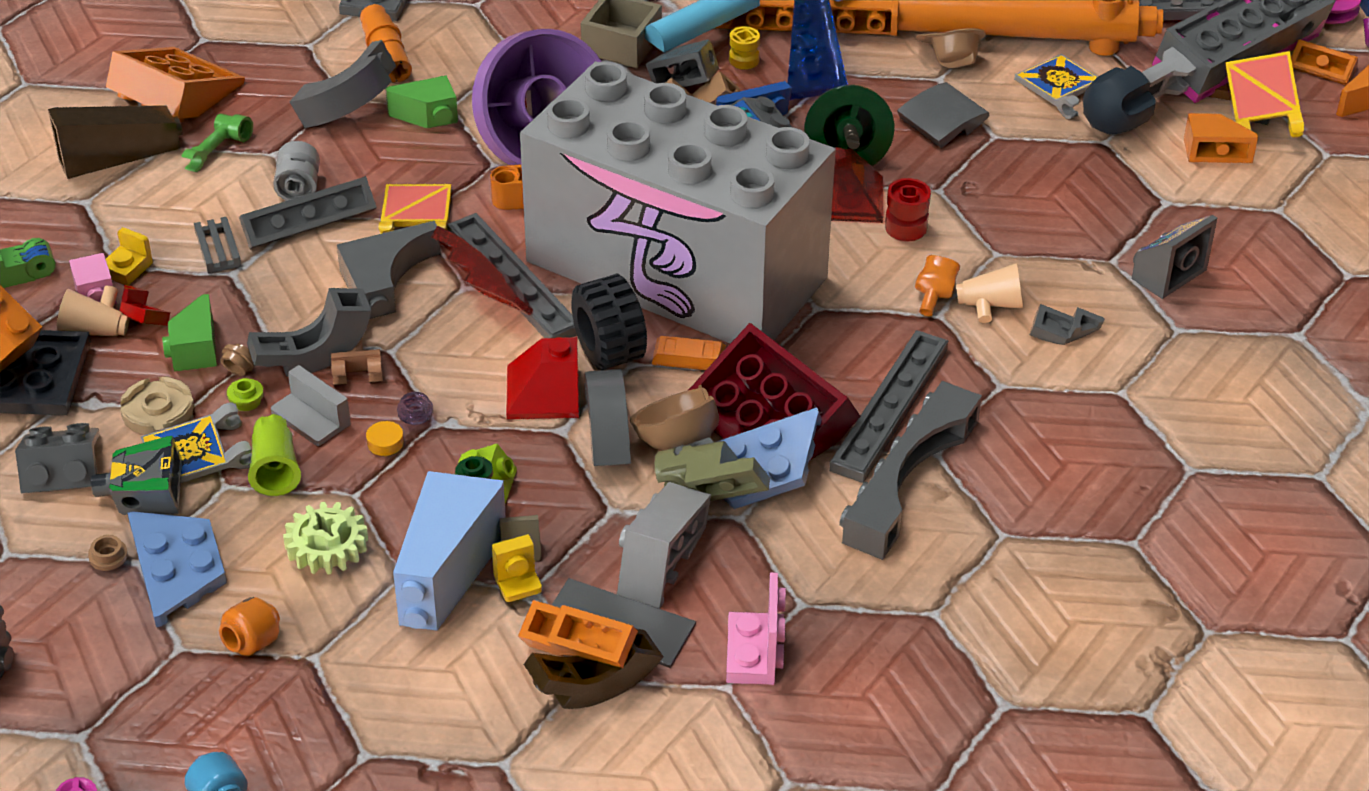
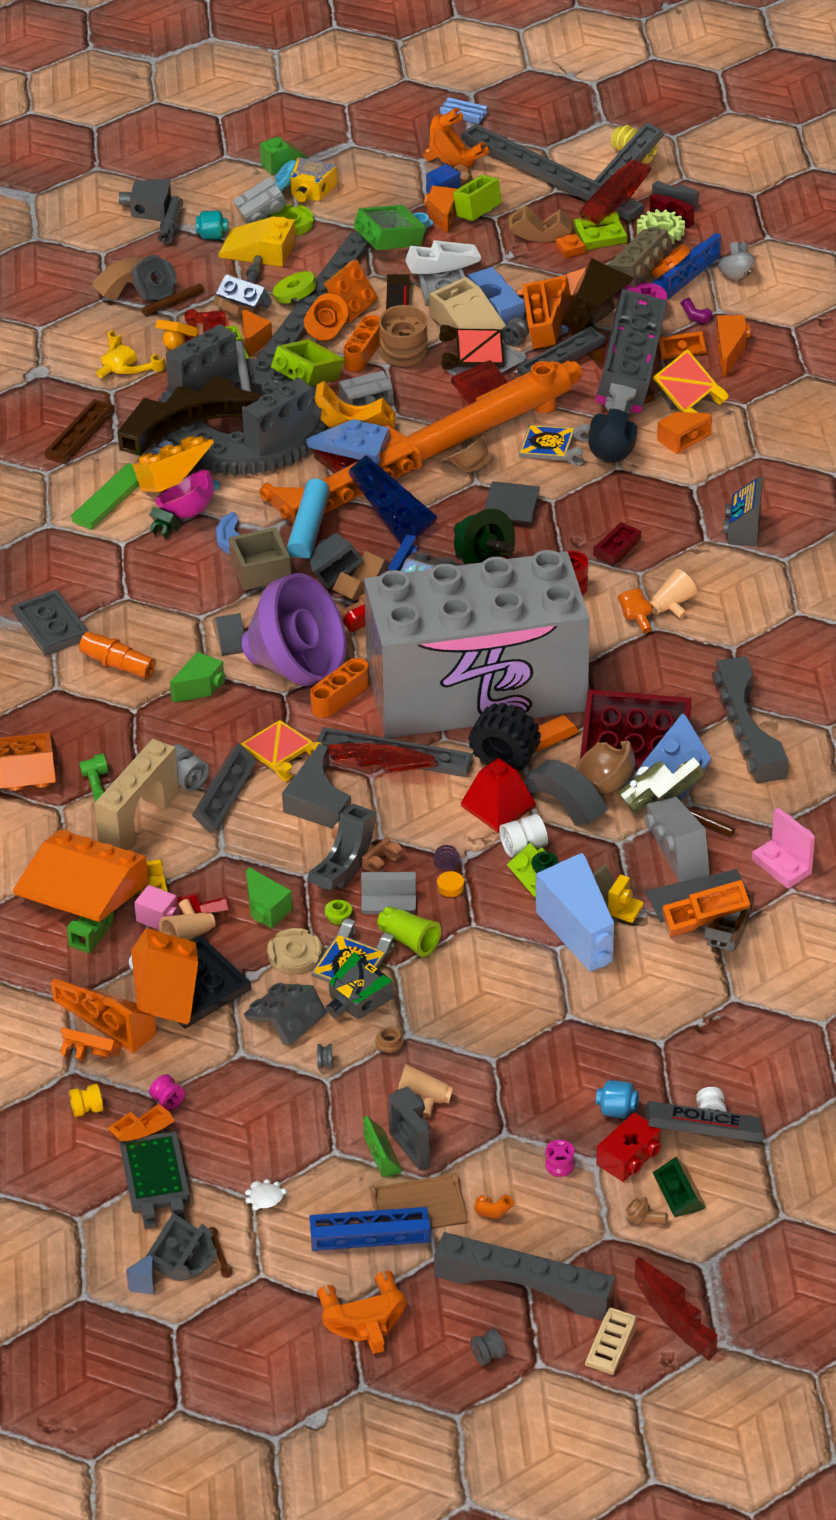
camera: 40 degrees left, 0 degrees up
(25, 525) = (324, 1056): none -> dark grey bush
(57, 620) = (426, 1086): none -> light nougat piece
(61, 210) = (82, 875): none -> orange slope
(111, 135) = (34, 818): dark brown slope -> none
(162, 156) = (150, 775): none -> tan arch
(176, 560) = (428, 1018): medium blue wing -> none
(213, 230) = (194, 839): dark grey tile -> none
(237, 359) = (308, 895): medium nougat plate -> none
(249, 626) = (524, 1020): orange head -> none
(325, 537) = (499, 952): yellowish green gear -> none
(347, 91) = (150, 700): dark grey arch -> none
(515, 435) = (517, 835): none -> white wheel
(727, 542) = (713, 823): none -> reddish brown bar
(744, 46) = (344, 525): yellow wheel -> none
(888, 406) = (689, 685): dark grey tile -> none
(1002, 209) = (617, 543): none -> dark red plate
(1063, 328) = (726, 595): dark grey slope -> none

